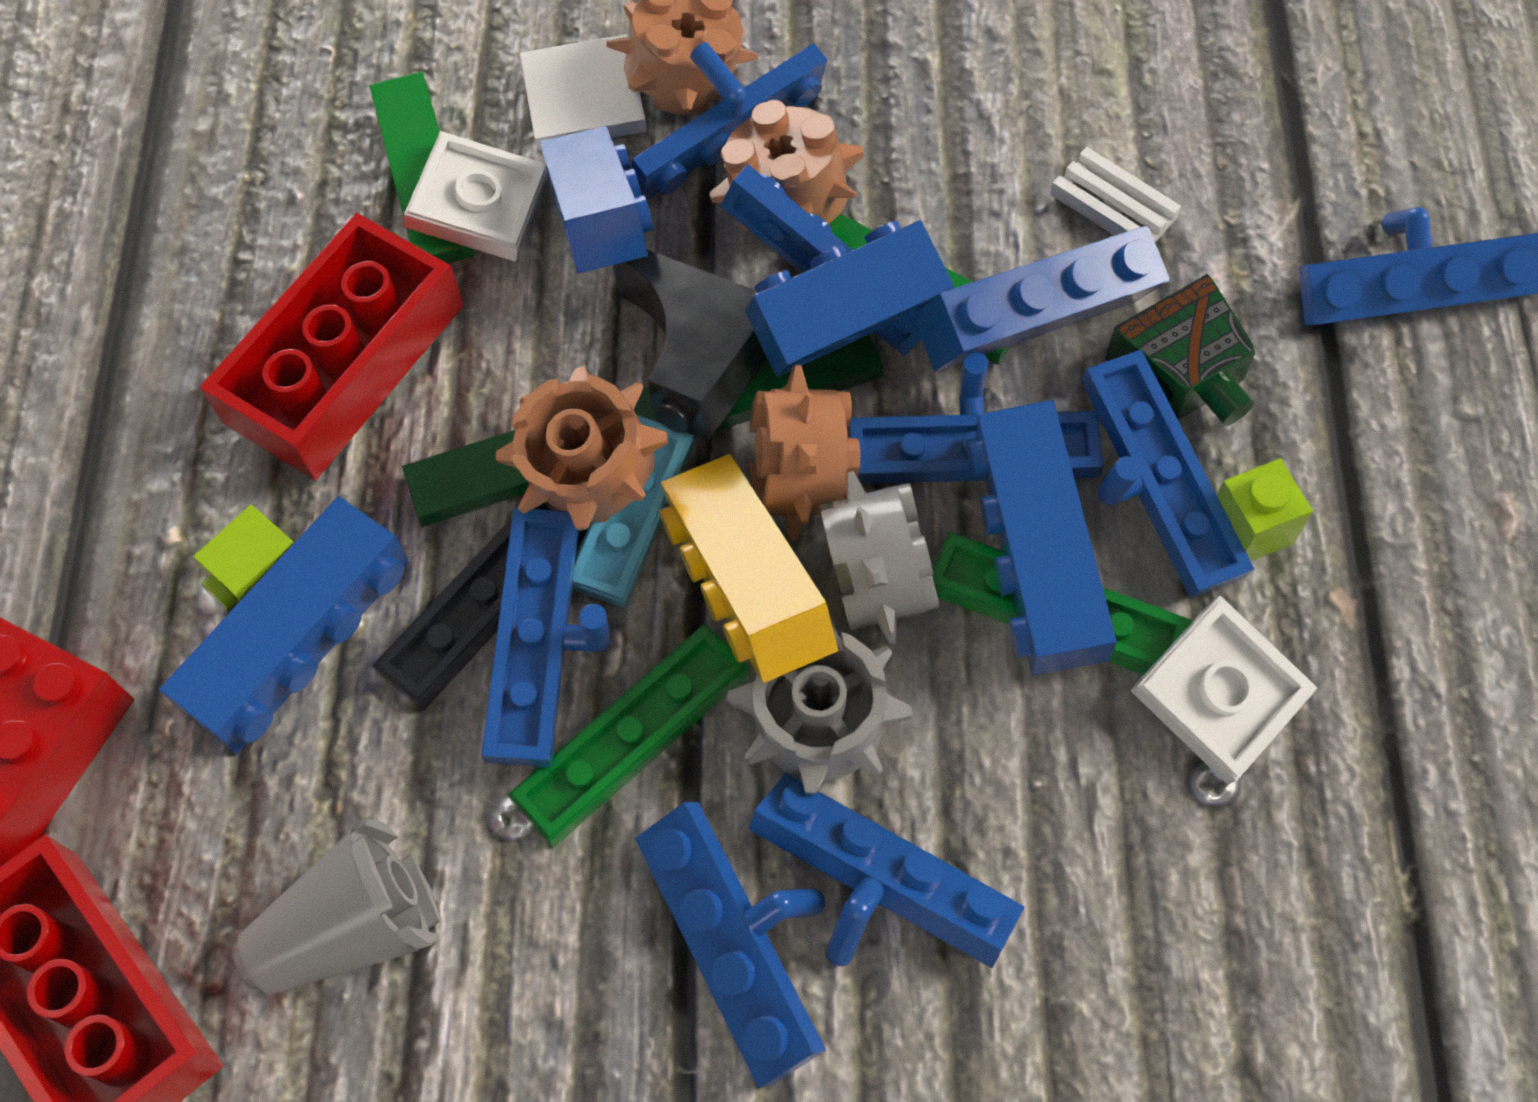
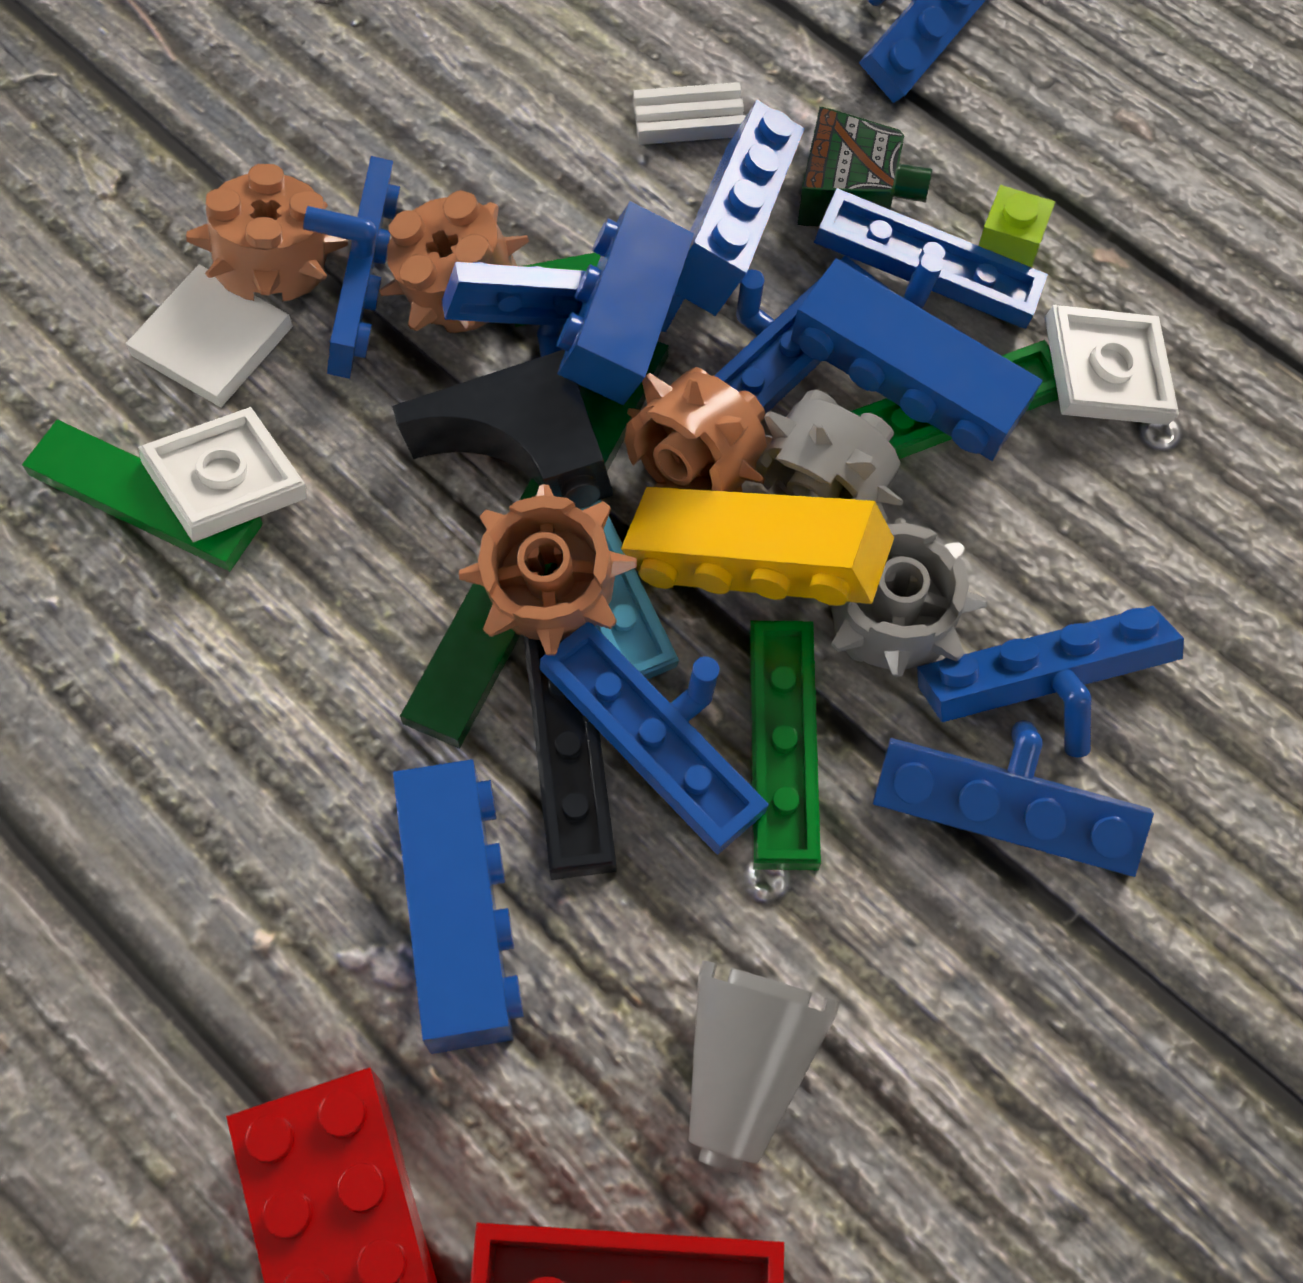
camera: 50 degrees left, 0 degrees up
(241, 556) = (367, 891): lime brick -> none
(334, 345) = (246, 674): red brick -> none
(597, 198) = (336, 393): brick -> none

